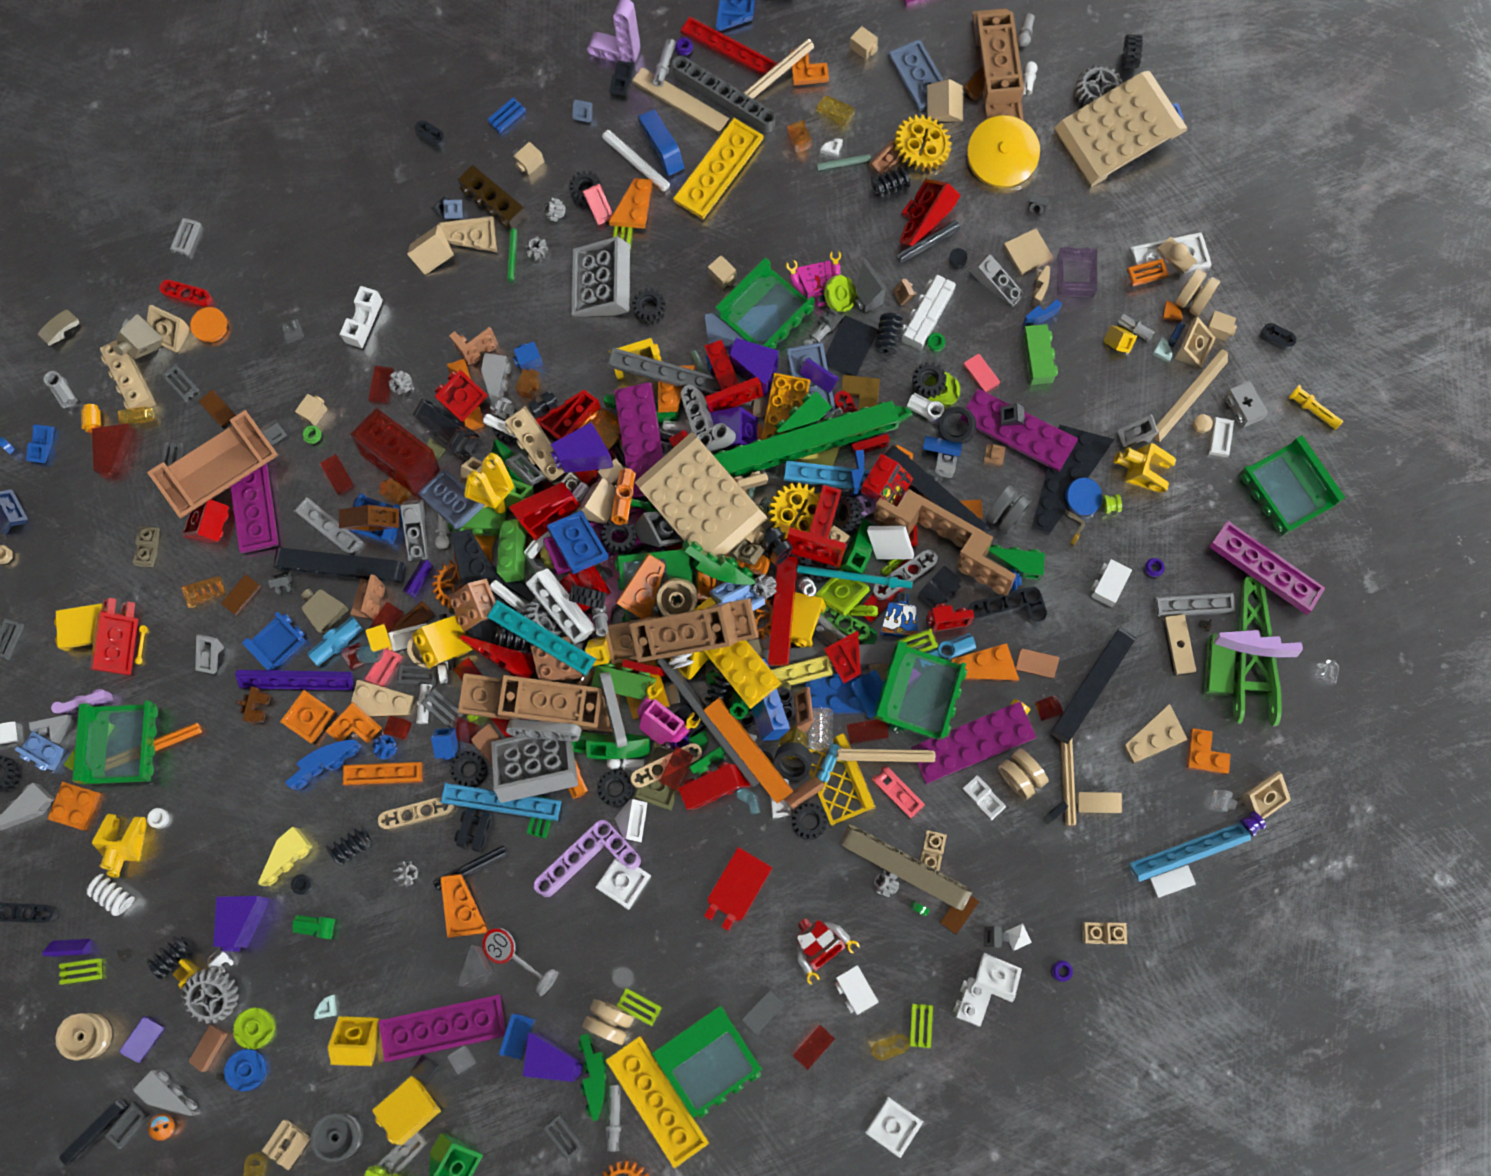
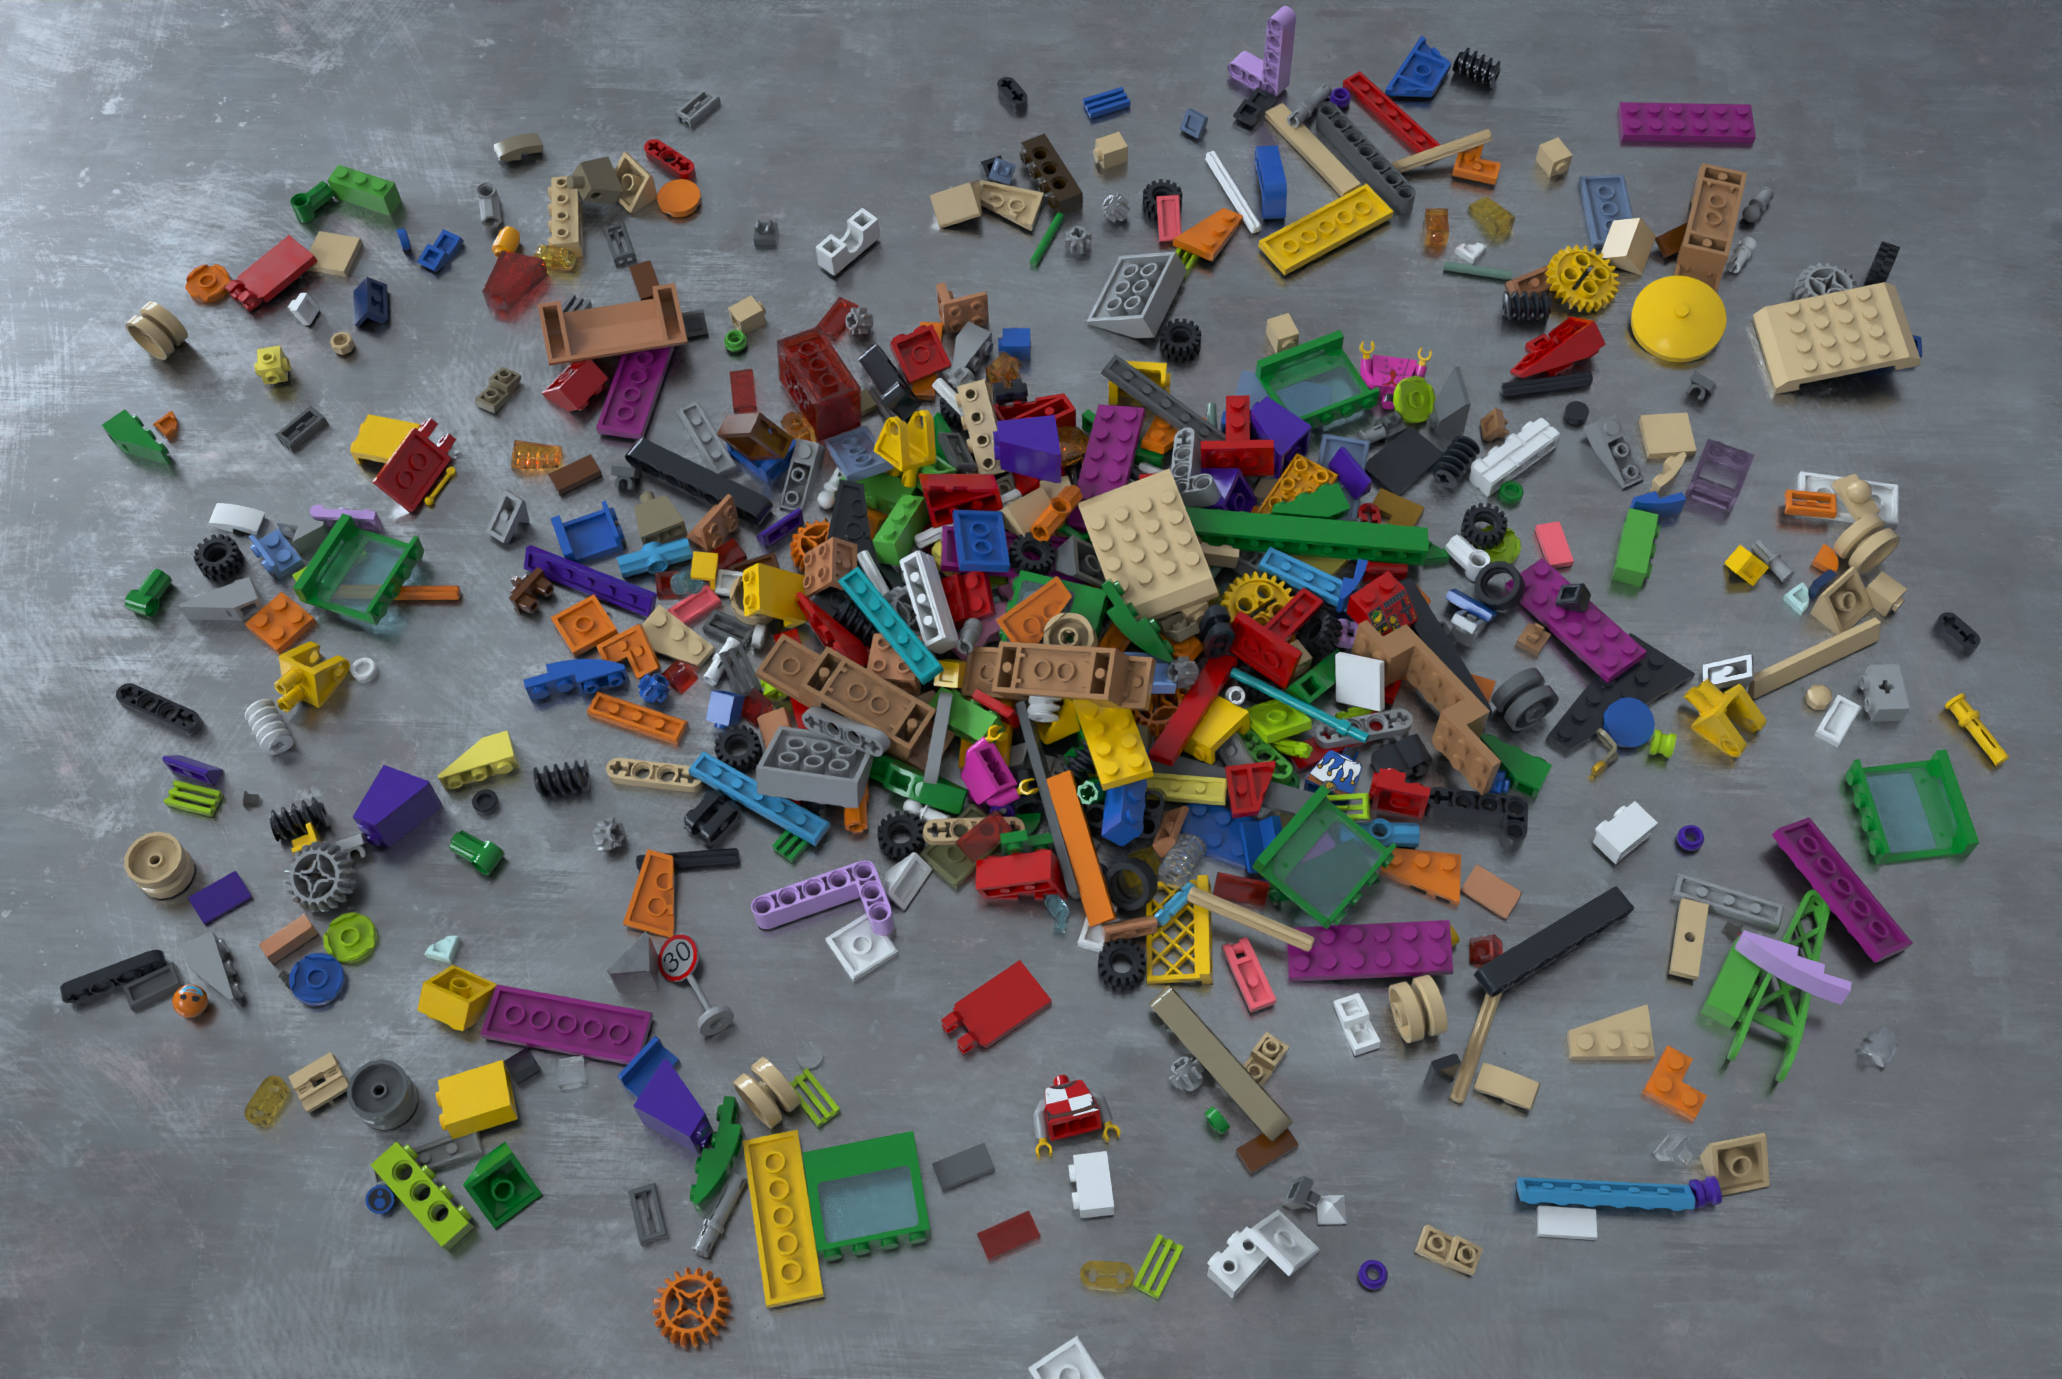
camera: 20 degrees right, 15 degrees down
(587, 596) = (964, 599): black tyre -> none

